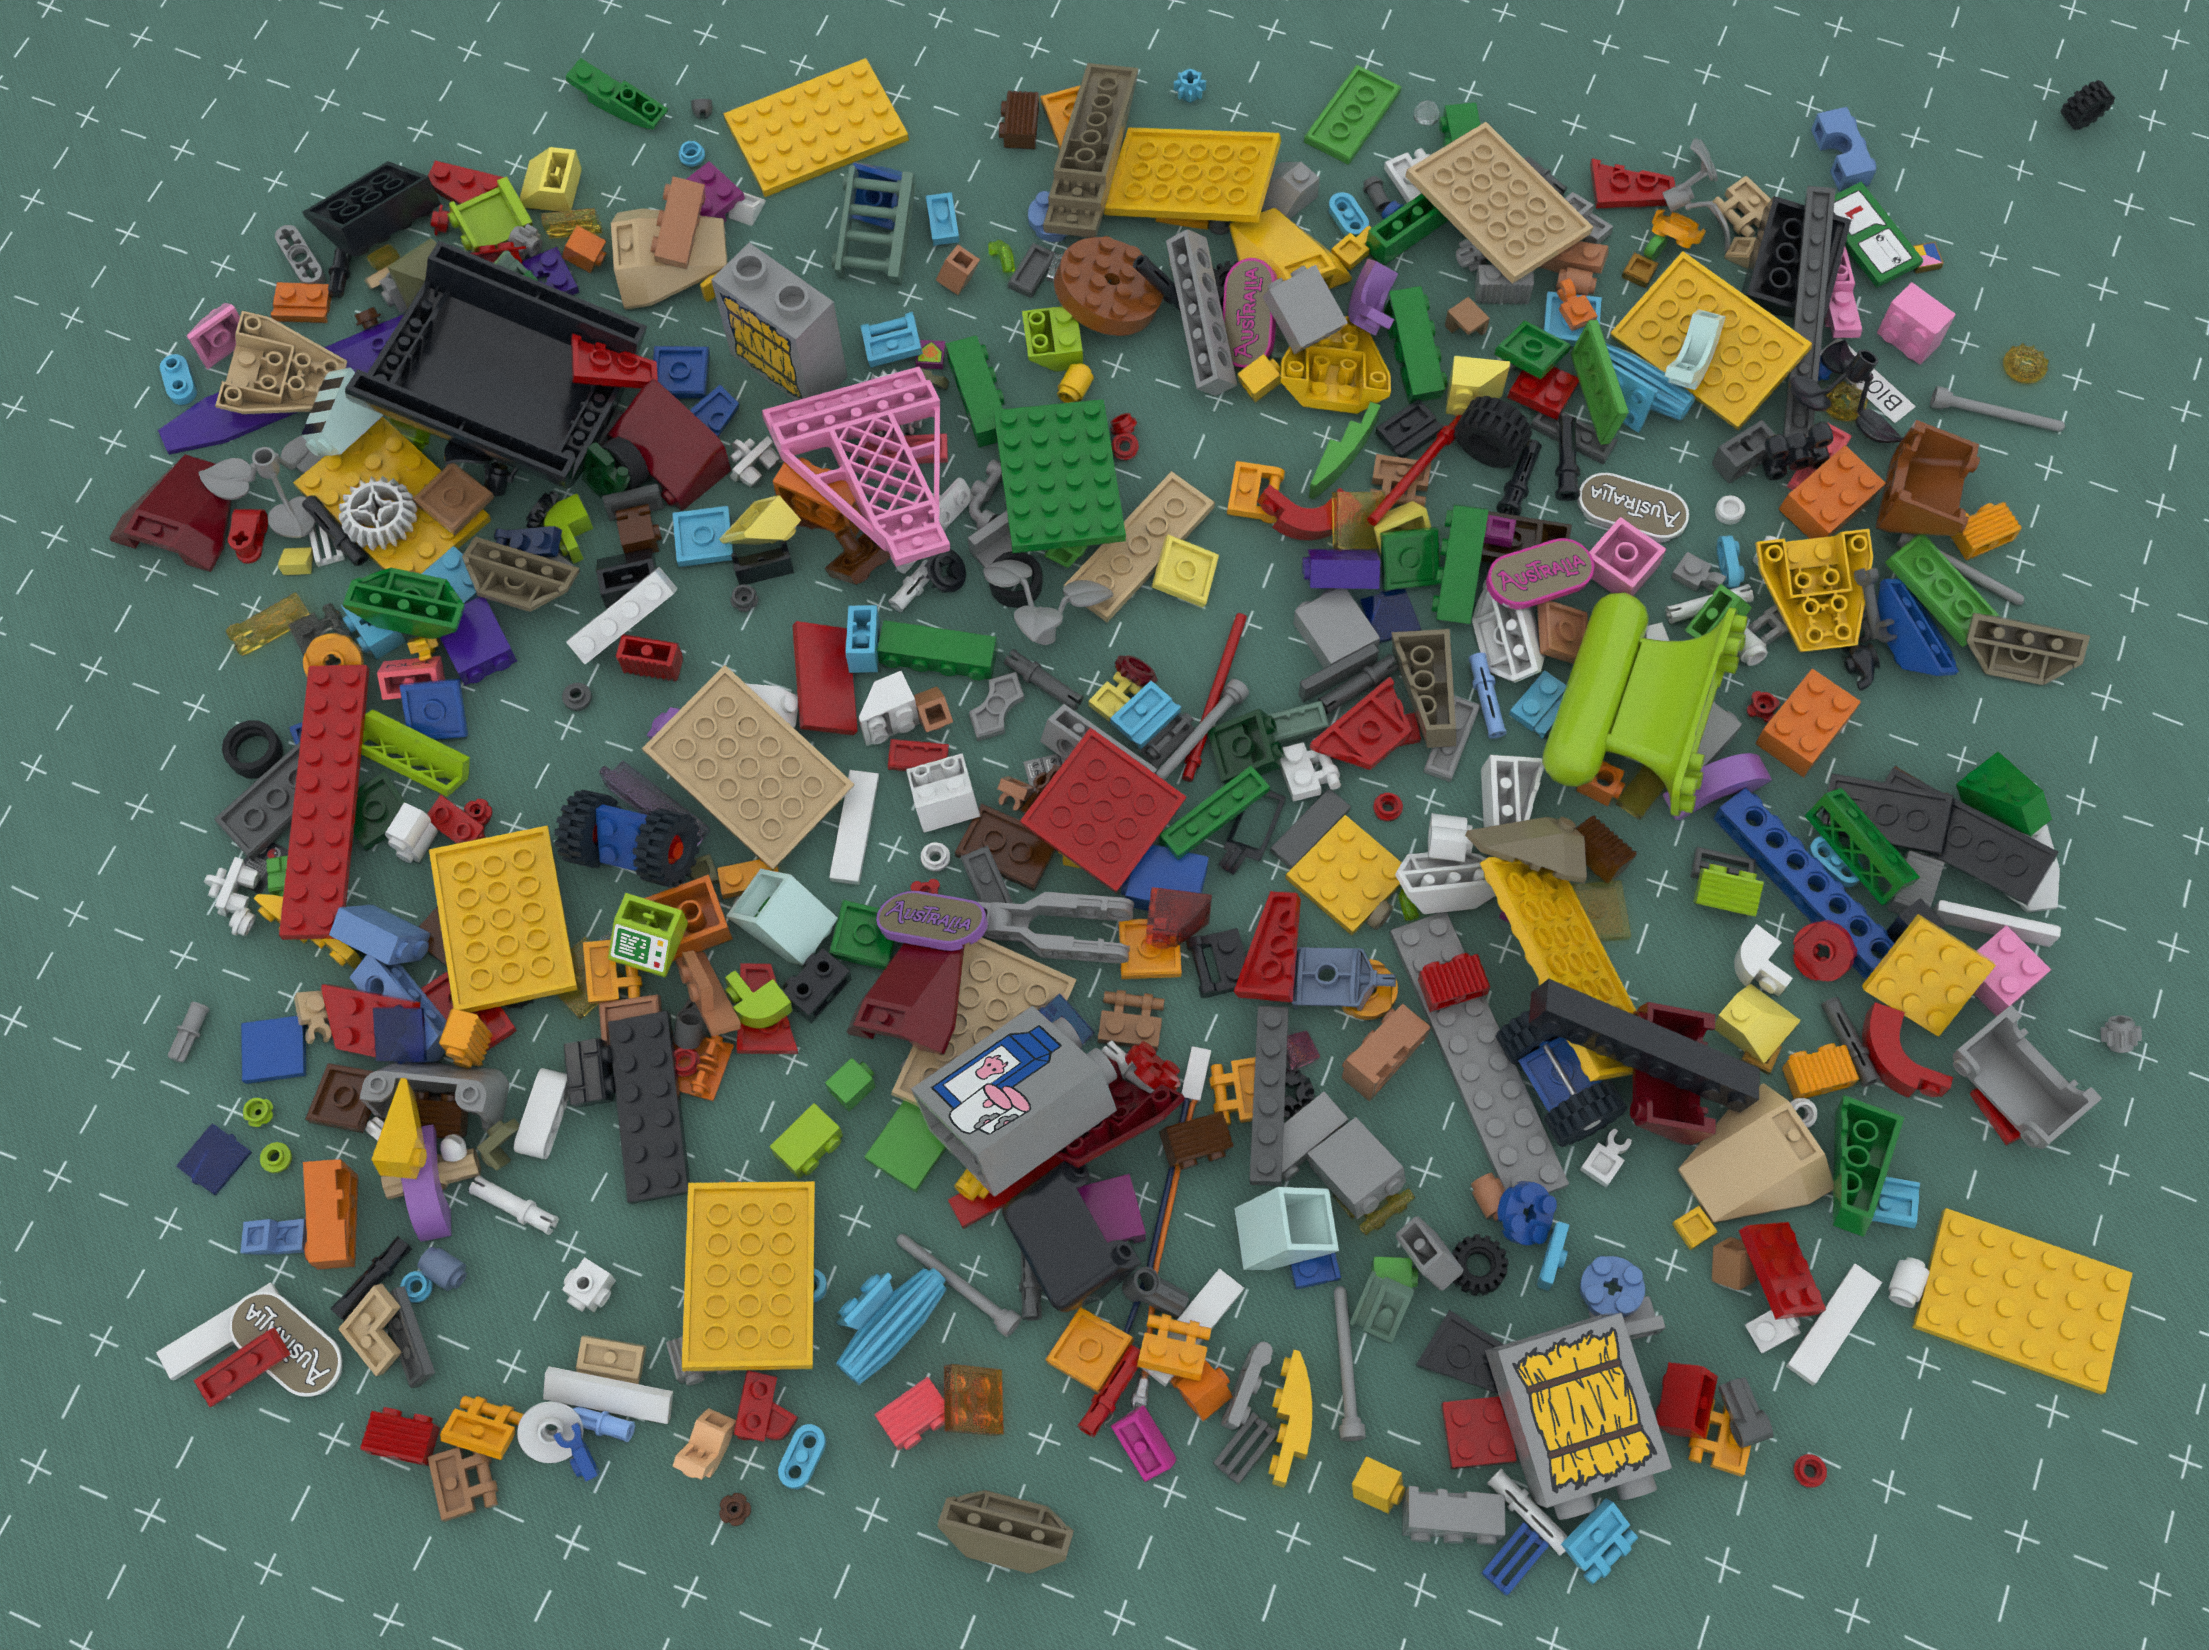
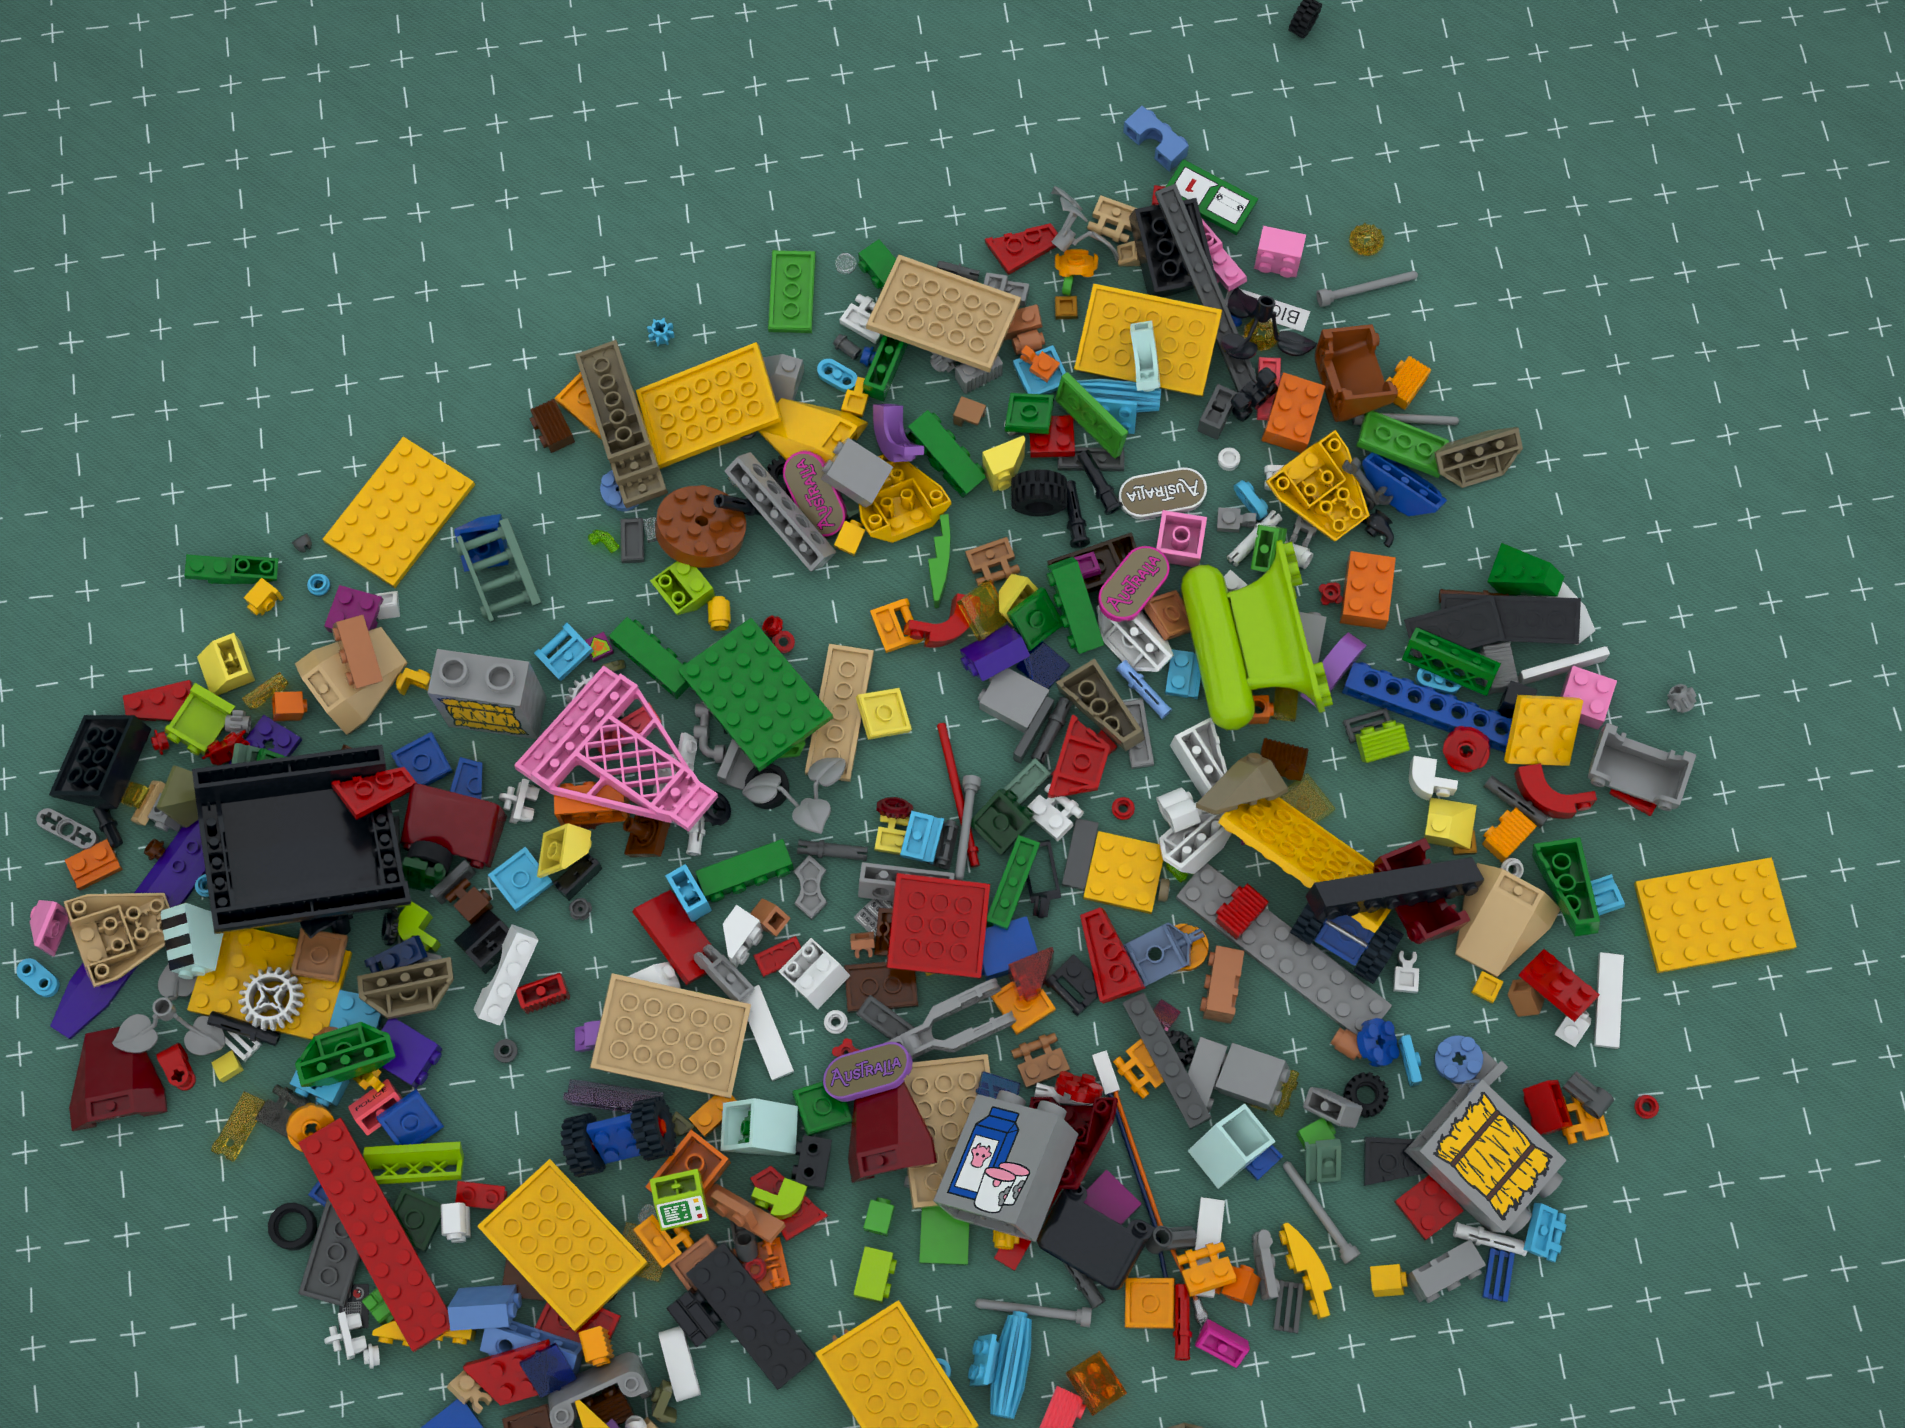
camera: 30 degrees left, 5 degrees up
(485, 811) = (489, 1170): red plate -> none
(628, 137) = (262, 597): none -> yellow brick
(847, 740) = (724, 973): none -> light grey hinge
(942, 219) = (542, 536): medium azure plate -> none
(957, 269) = (581, 572): nougat brick -> none
(1196, 1140) = (1135, 1119): reddish brown brick -> none
(1409, 429) = (976, 519): black plate -> none
(1444, 438) = (1005, 512): red bar -> none
(1908, 1282) = (1639, 945): white brick -> none
(1931, 257) = (1258, 190): tile -> none

